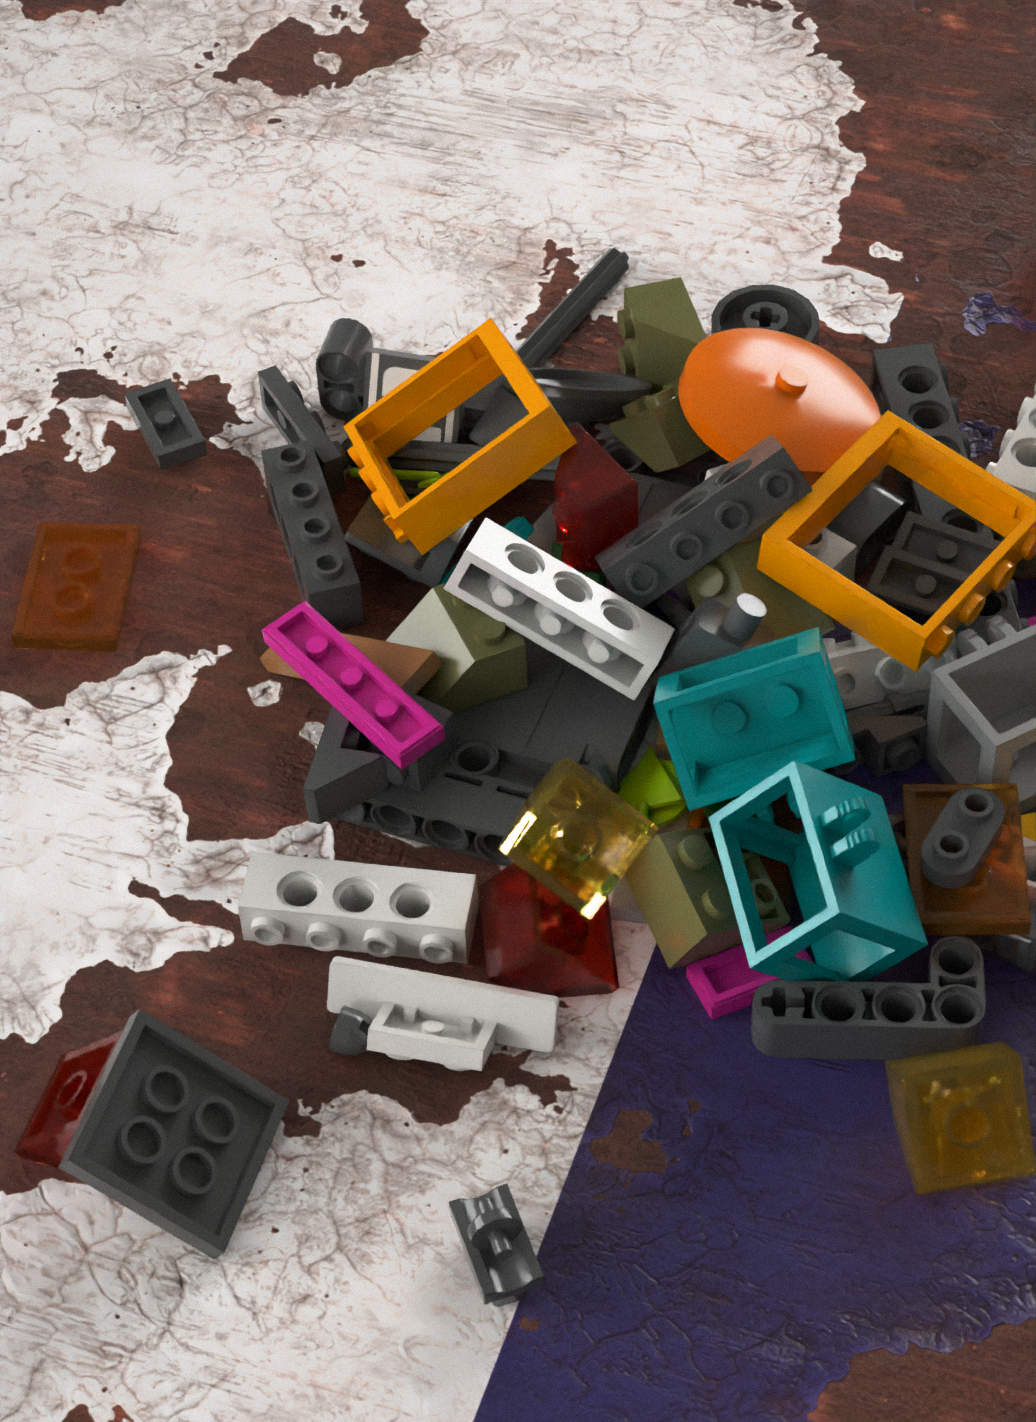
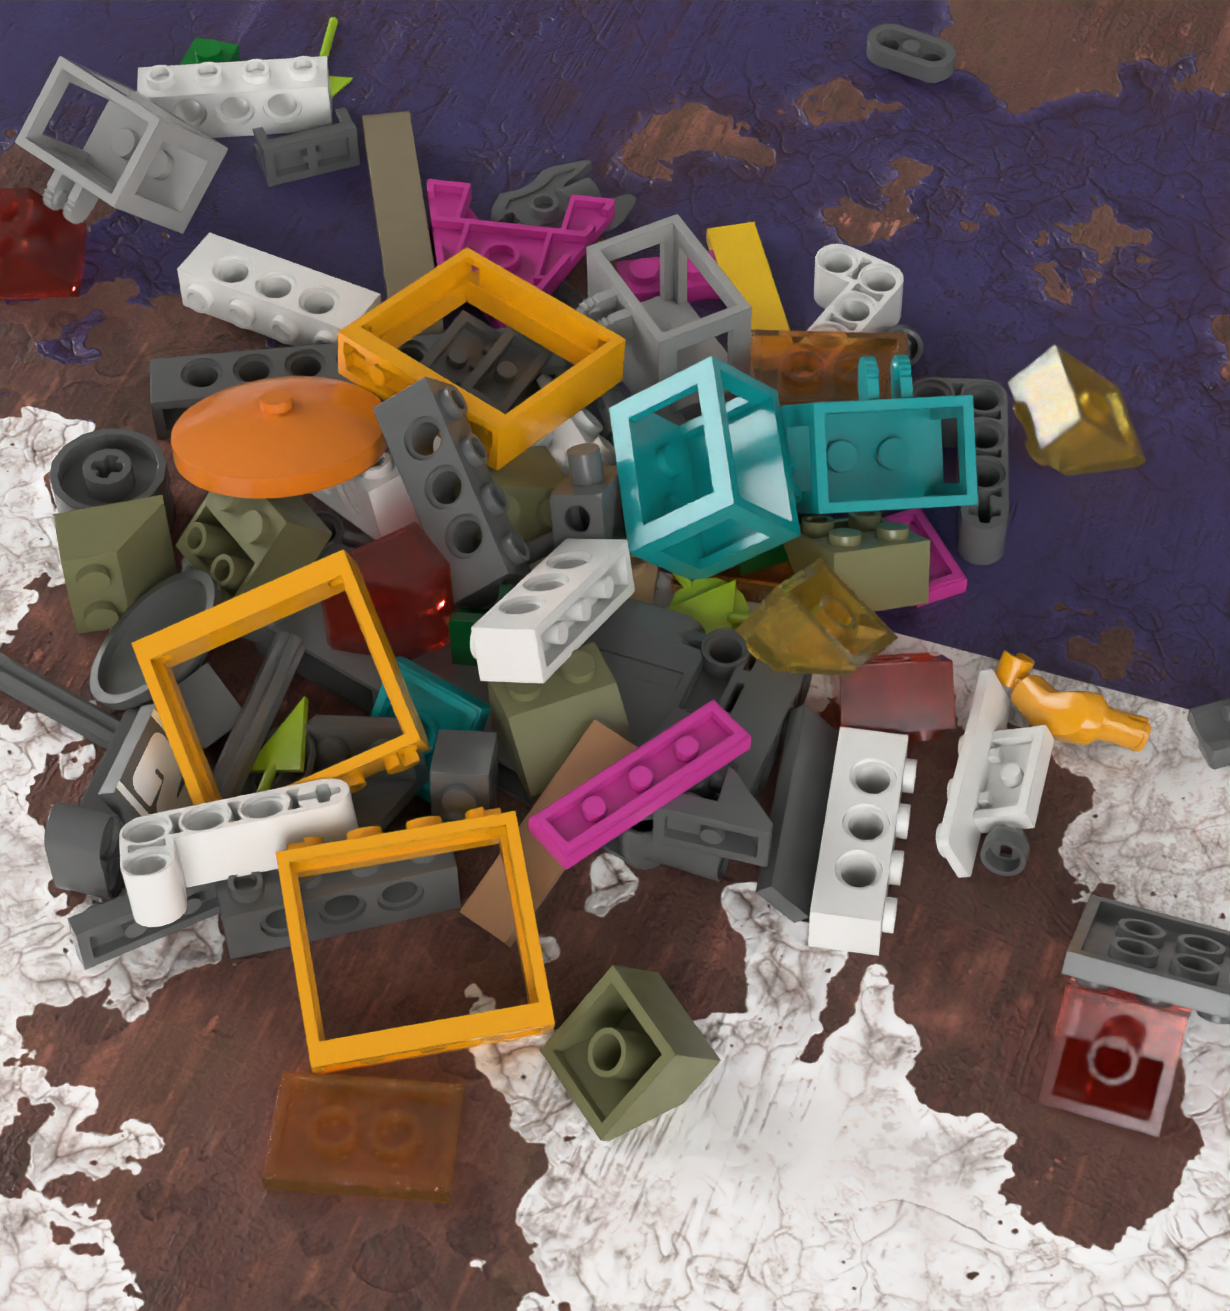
camera: 90 degrees left, 0 degrees up
(133, 746) = (629, 1052): none -> olive slope
(165, 424) = (115, 1051): dark grey plate -> none
(194, 513) = (422, 838): none -> light orange window
(317, 404) = (223, 838): none -> white beam
(388, 583) = (463, 773): none -> dark grey slope
(393, 849) = (799, 813): none -> dark grey tile
(514, 1080) = (1069, 715): none -> light orange arm
(966, 833) = (819, 360): dark grey plate -> none

